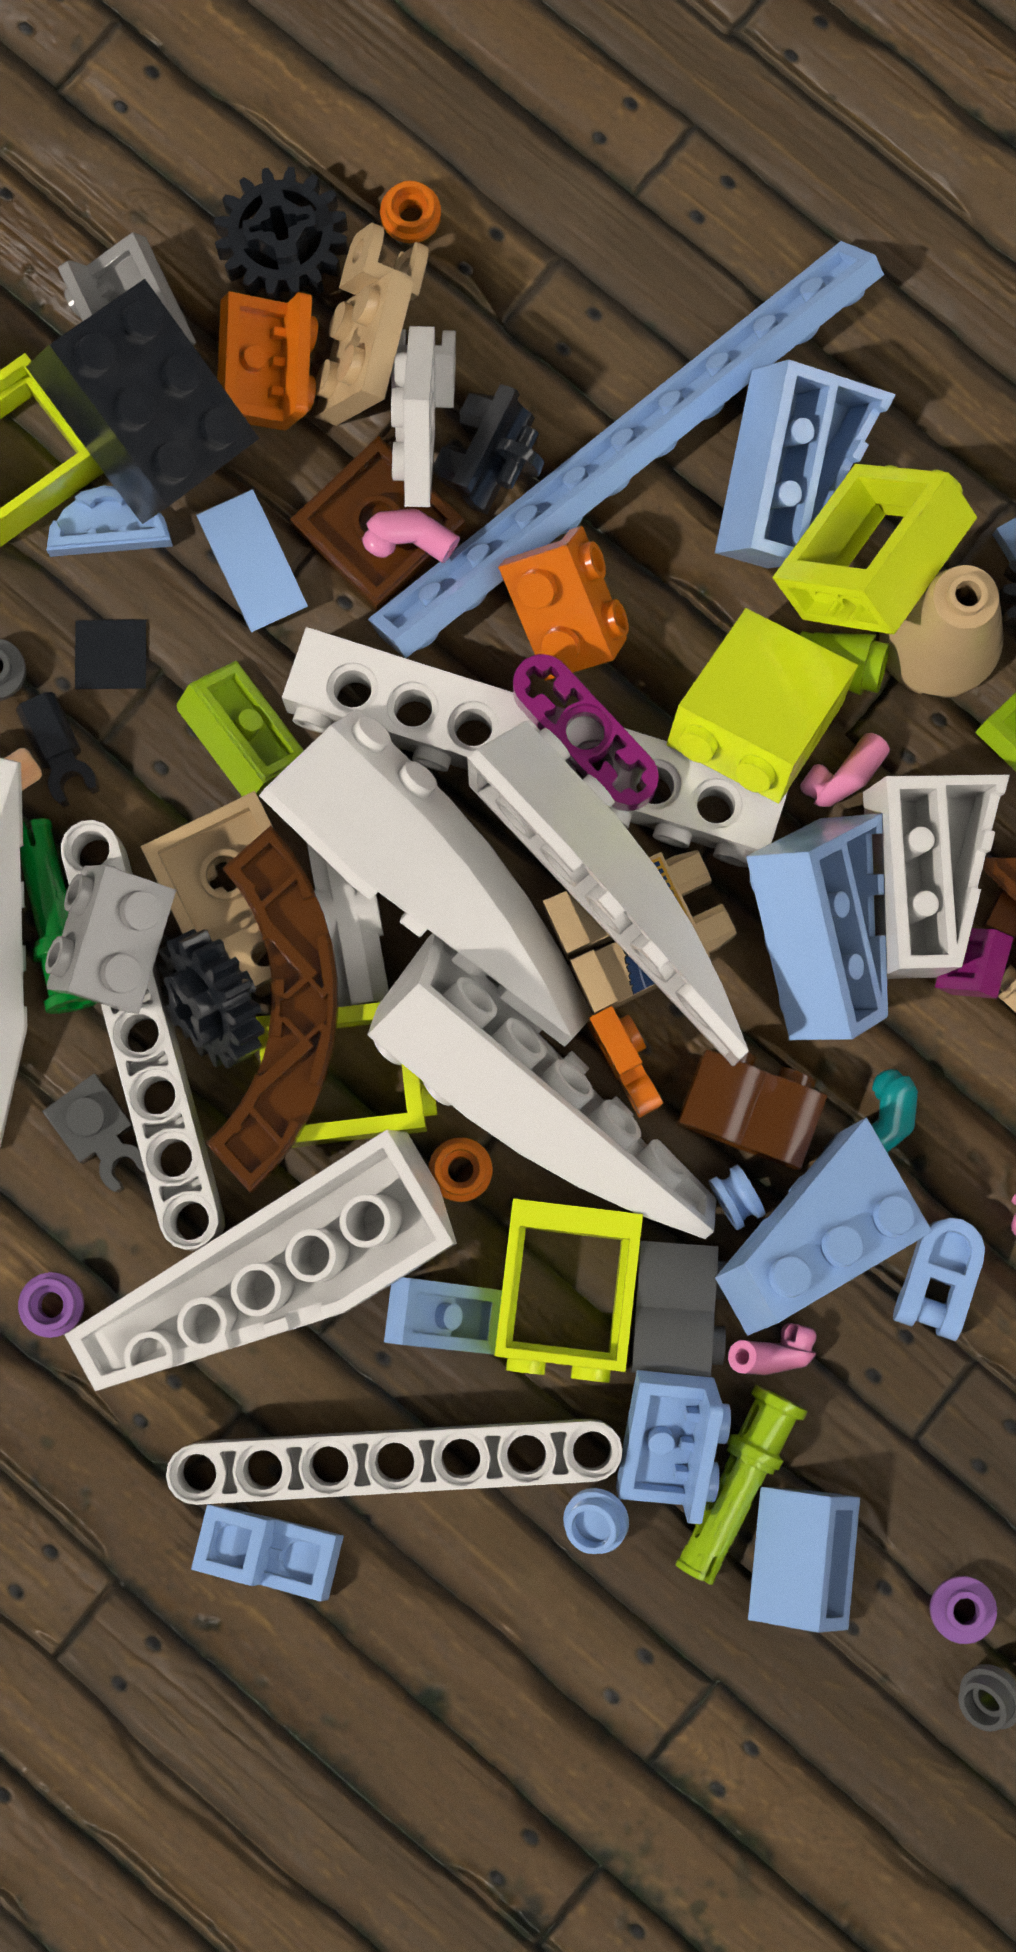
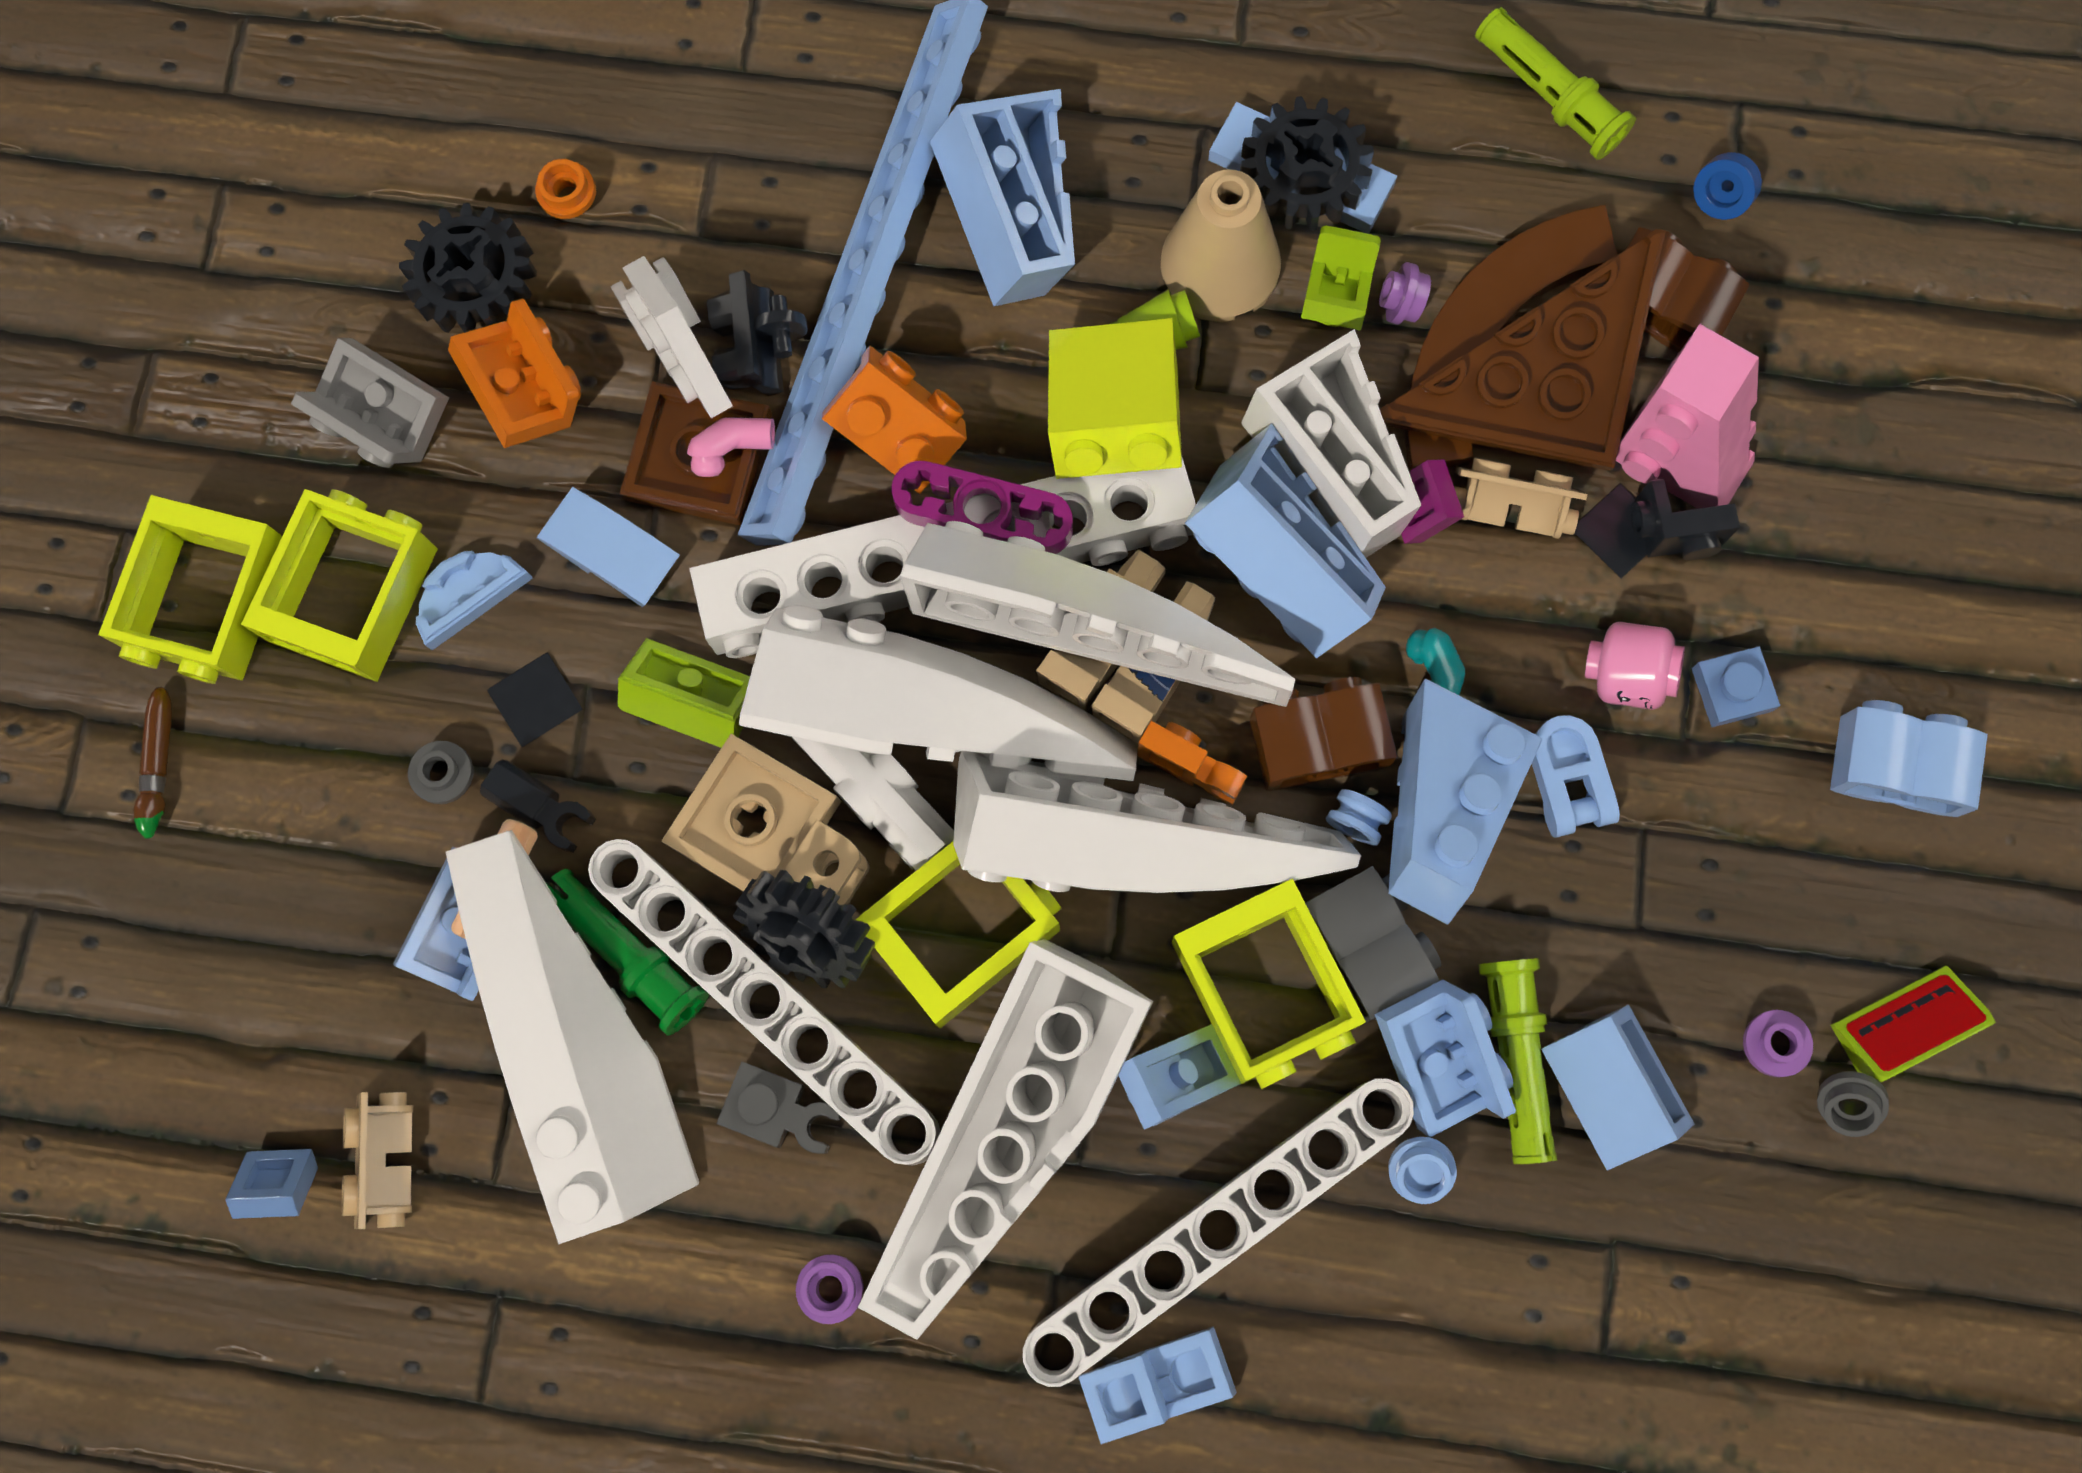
camera: 25 degrees left, 5 degrees down
(109, 937) = (682, 931): light grey bracket -> none
(142, 401) = (430, 465): black brick -> none
(301, 1012) = (893, 892): reddish brown tile -> none
(367, 326) = (587, 297): tan plate -> none
(469, 1150) = (1116, 923): orange plate -> none
(770, 1358) = (1475, 935): bright pink arm -> none
(852, 774) = (1223, 415): bright pink arm -> none
(881, 597) = (1113, 268): neon yellow window -> none

